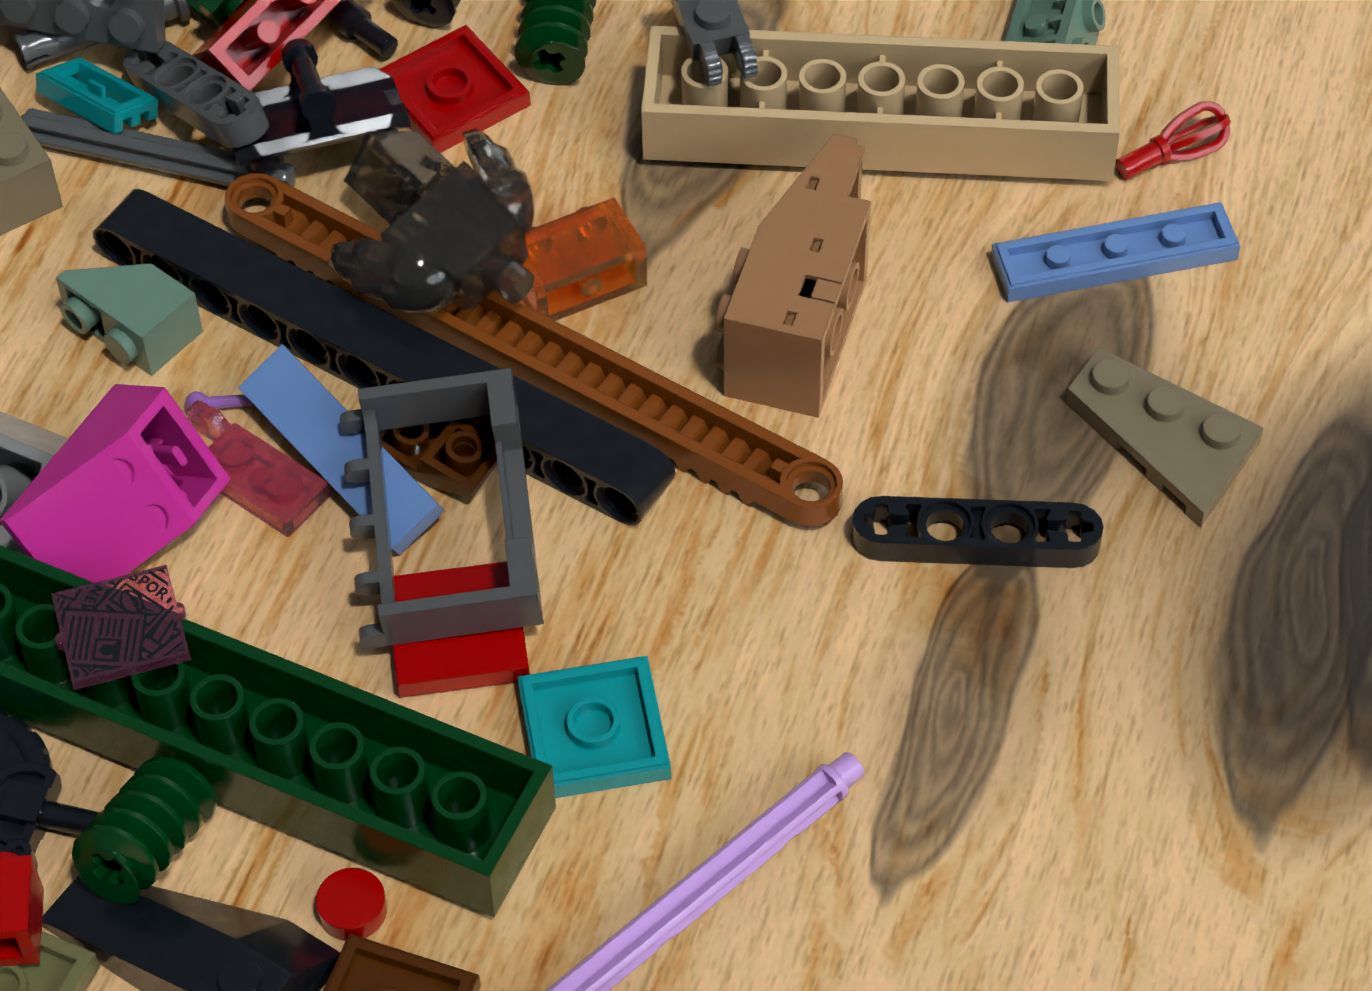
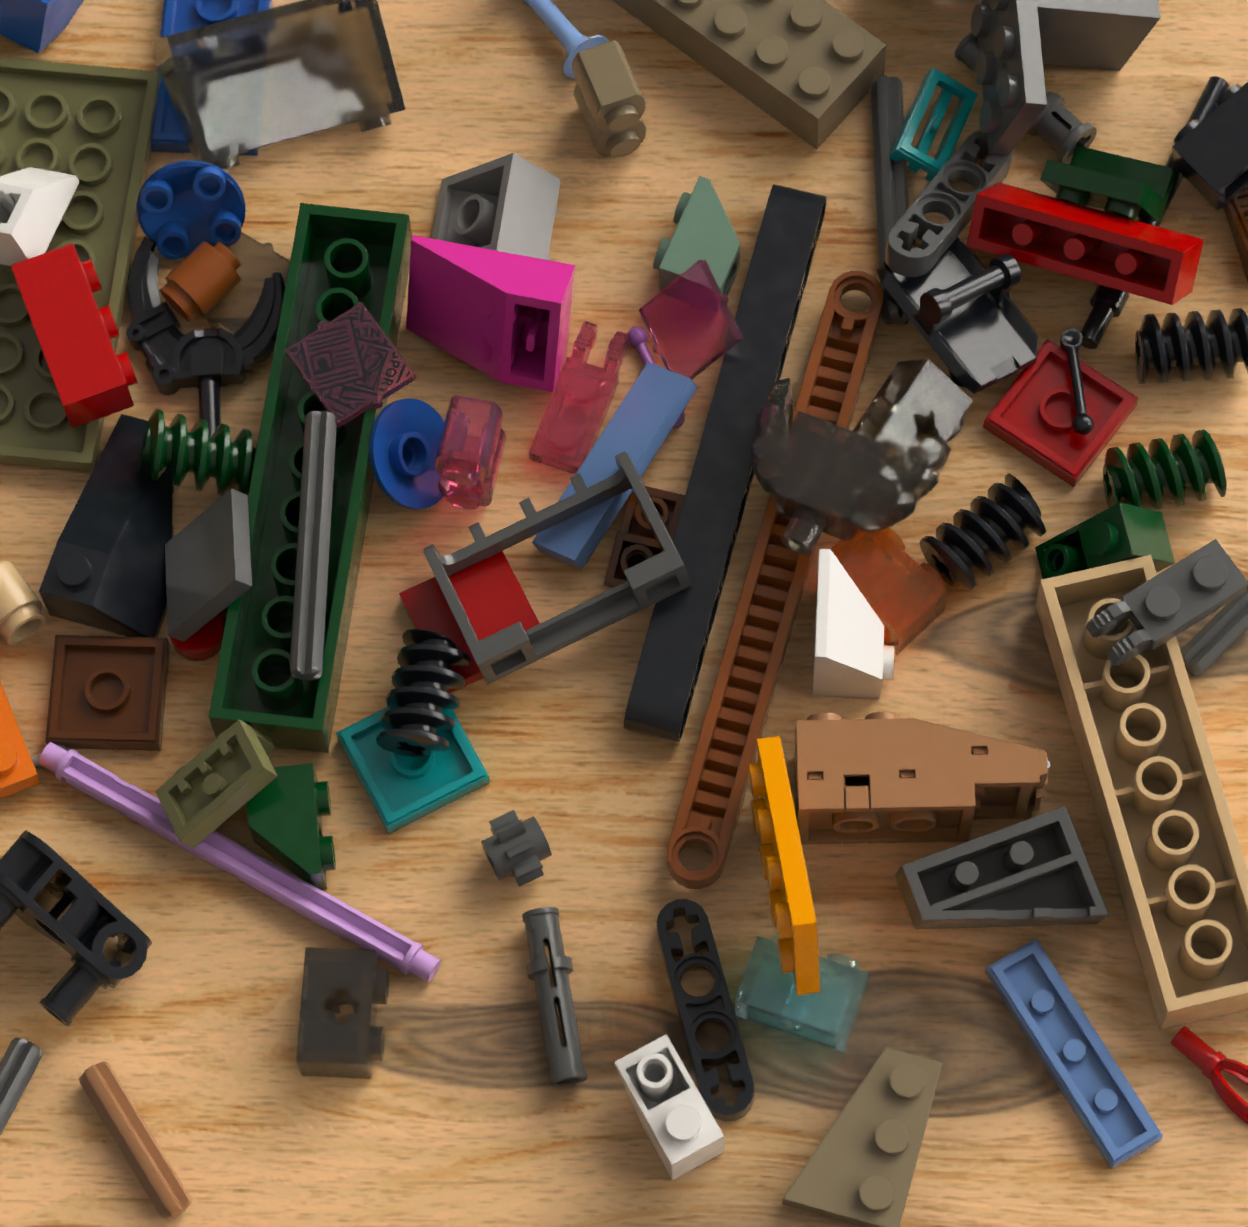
camera: 75 degrees right, 15 degrees up
(215, 332) = (691, 322): none -> clear pink piece
(243, 621) = (405, 451): none -> blue dish
(272, 556) = (470, 452): none -> clear pink brick
(294, 841) = (208, 565): none -> dark grey tile
(329, 710) = (313, 546): none -> dark grey axle
(385, 53) = (1071, 341): none -> black hinge
(539, 671) = (422, 694): none -> black piece
(557, 160) = (983, 532): none -> black piece
(568, 895) = (217, 782): none -> olive bracket
(615, 88) = (1107, 538): none -> dark green slope
(616, 299) = (848, 637): none -> white slope
(630, 855) = (289, 822): none -> dark green slope
(744, 642) = (516, 848): none -> dark grey gear
(843, 870) = (332, 980): none -> clear smoke brick
(872, 375) = (784, 866): none -> light orange plate
(921, 657) = (544, 930): none -> dark grey pin
(927, 235) = (1006, 879): none -> dark grey wedge
(990, 435) = (820, 1017): none -> clear light blue brick
(1090, 572) = (670, 1107): none -> white slope

